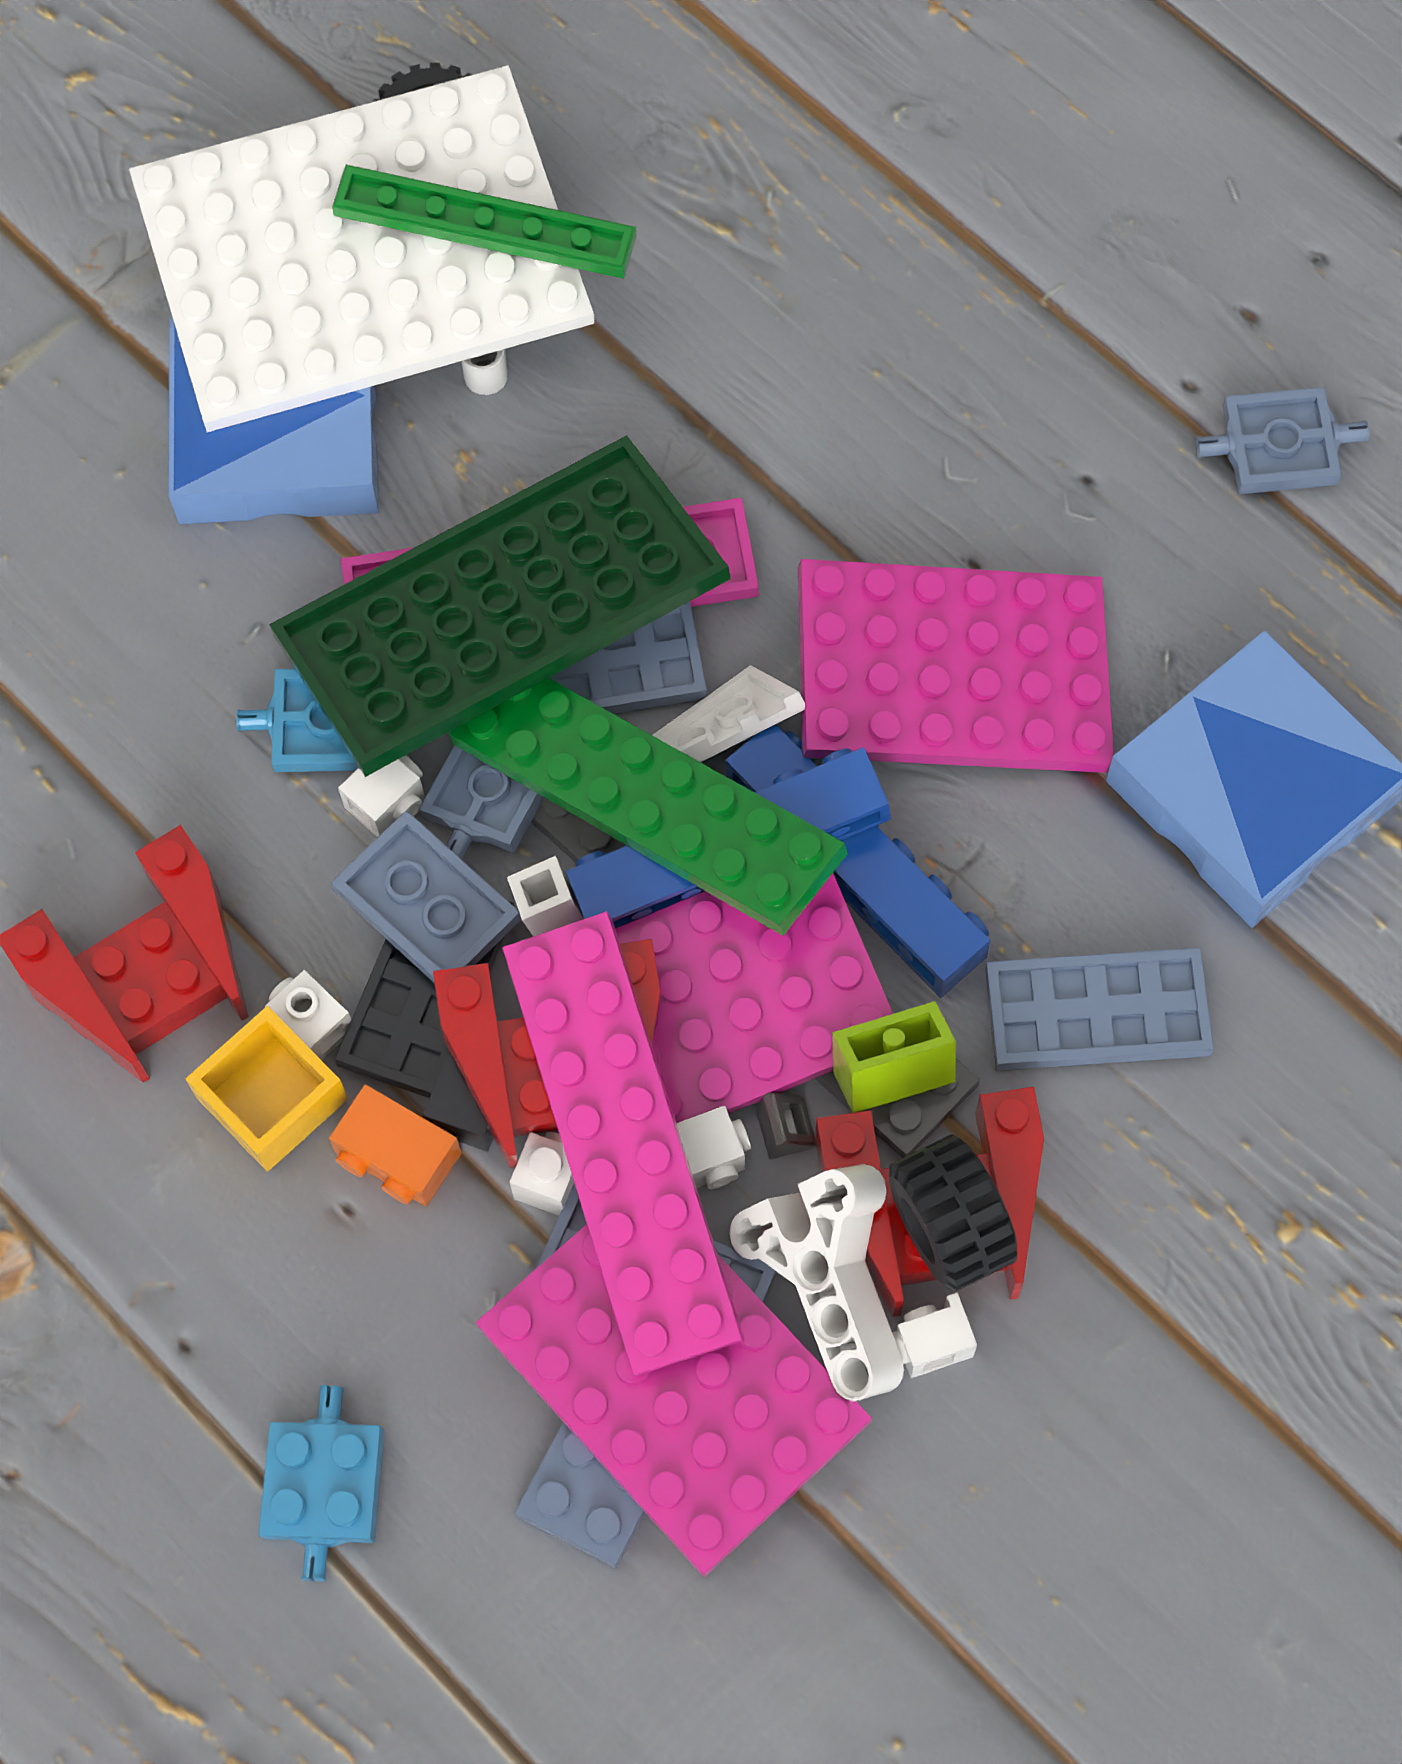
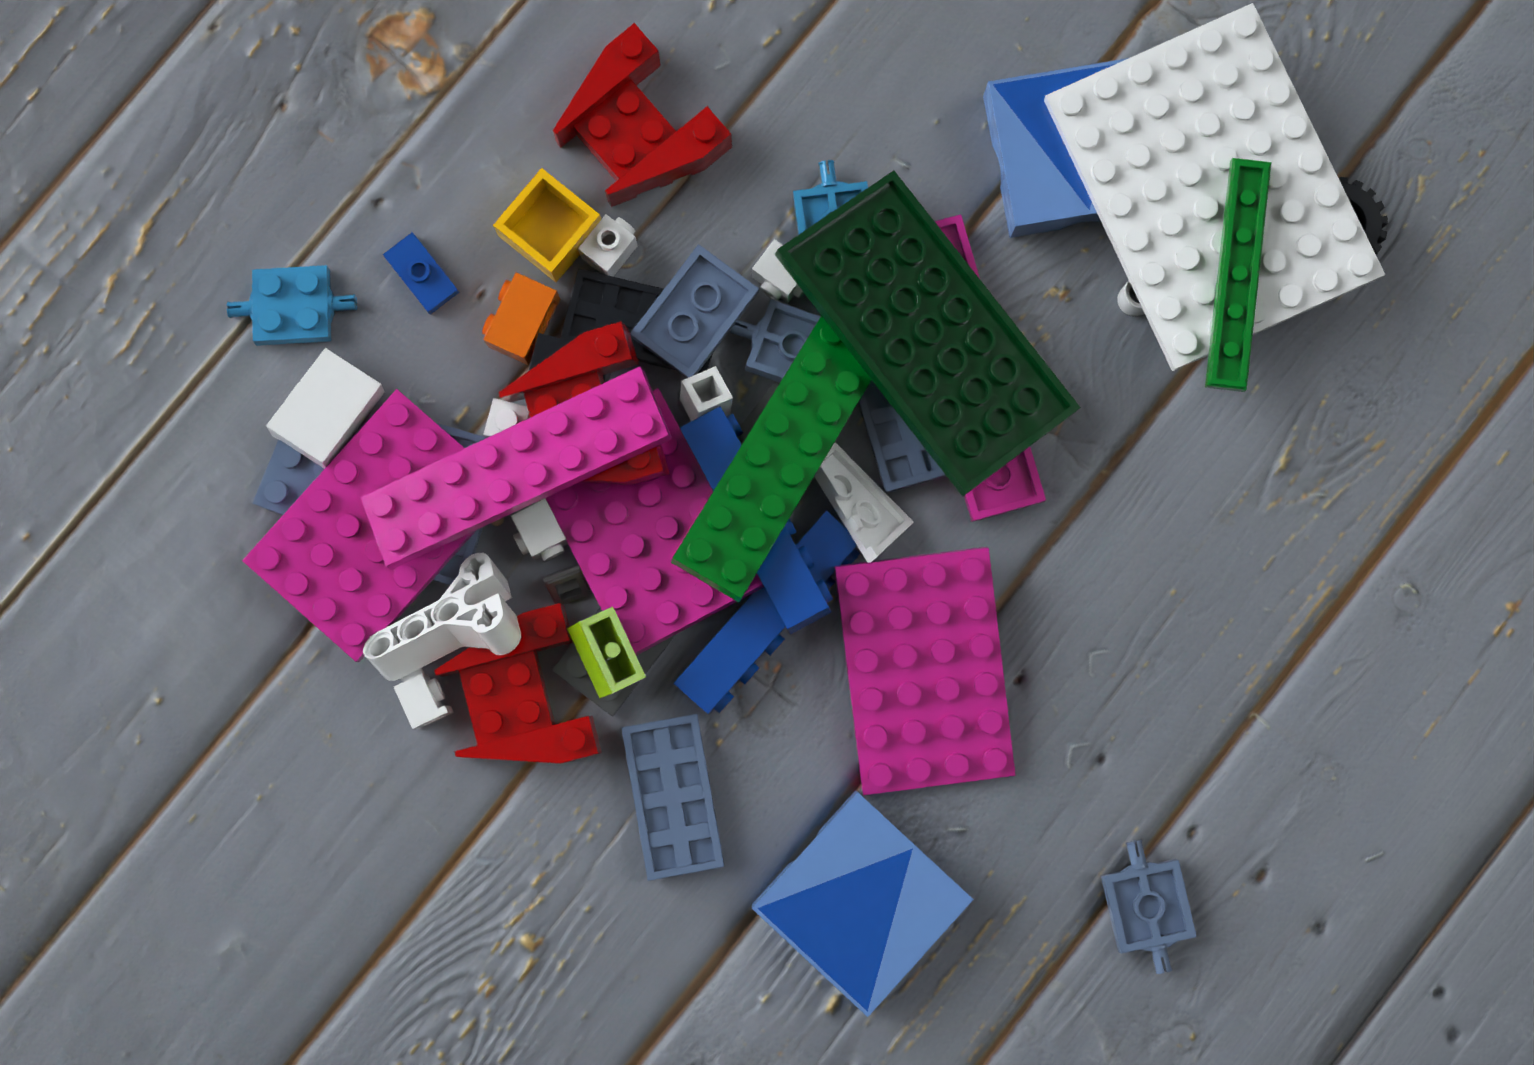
camera: 80 degrees right, 15 degrees up
(303, 1288) = (421, 273): none -> blue plate
(489, 1435) = (325, 408): none -> white container
(953, 1213) = (483, 701): black tyre -> none

